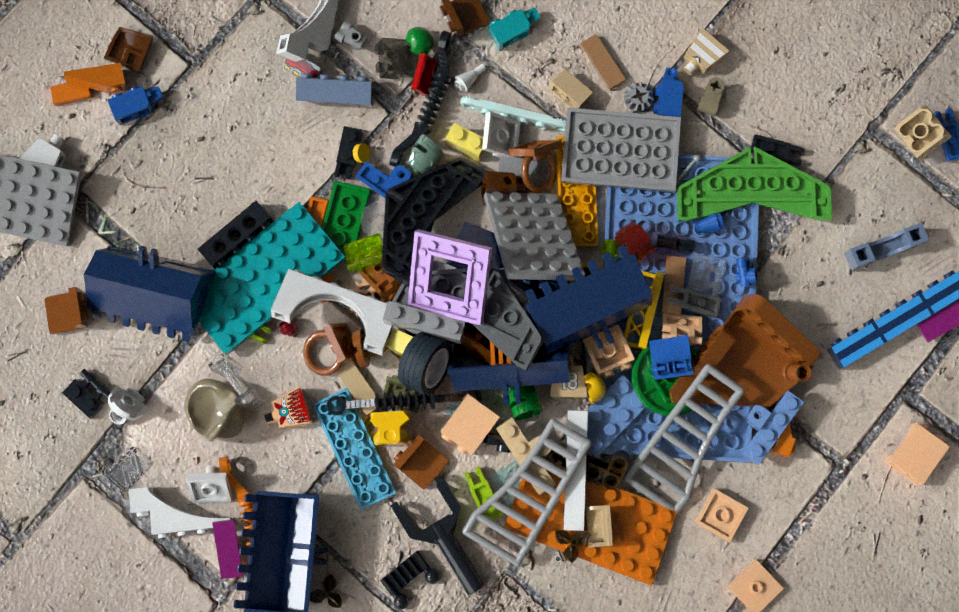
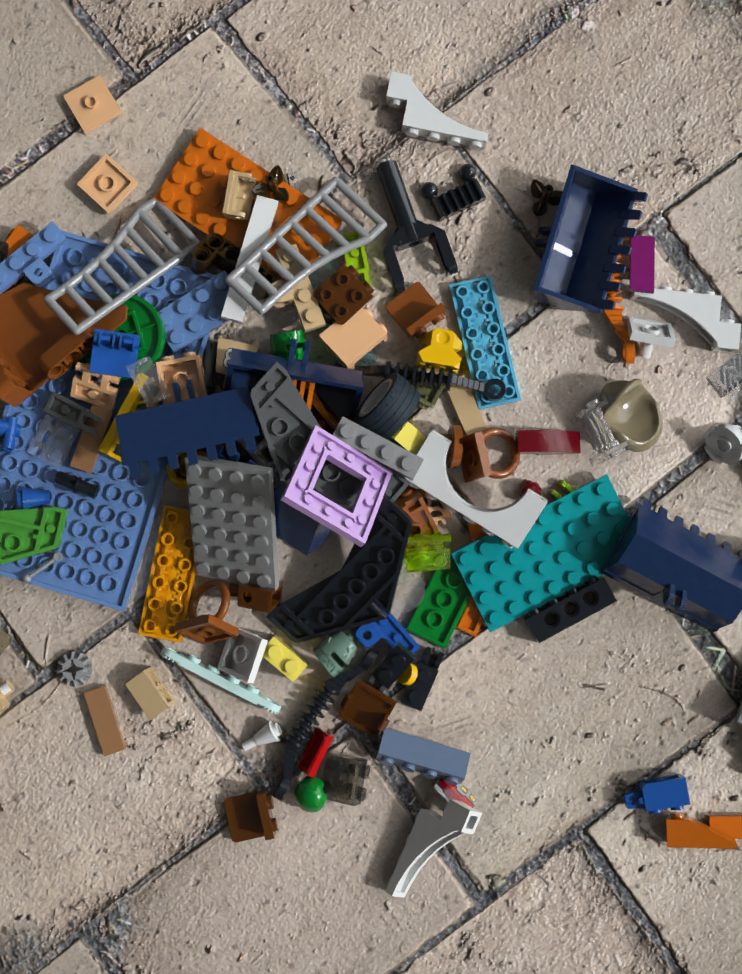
camera: 170 degrees left, 5 degrees up
(129, 49) = (654, 864): reddish brown plate -> none
(281, 371) = (547, 442): none -> dark red slope
(290, 410) = (546, 397): torso -> none
(348, 33) = (393, 823): light grey plate -> none
(376, 152) = (392, 667): none -> black hinge
(388, 117) = (367, 709): none -> reddish brown piece
(485, 458) = (344, 294): none -> reddish brown bracket
(512, 27) = (197, 786): teal hinge -> none
(514, 165) = (237, 616): light grey hinge -> none
(595, 386) = (204, 344): yellow hair -> none
(610, 246) = (151, 495): clear neon green plate -> none
(621, 150) = (109, 607): light grey plate -> none
(635, 240) = (120, 493): clear red brick -> none
(635, 339) = (148, 381): none -> clear hinge
(669, 94) = (39, 659): blue hinge -> none

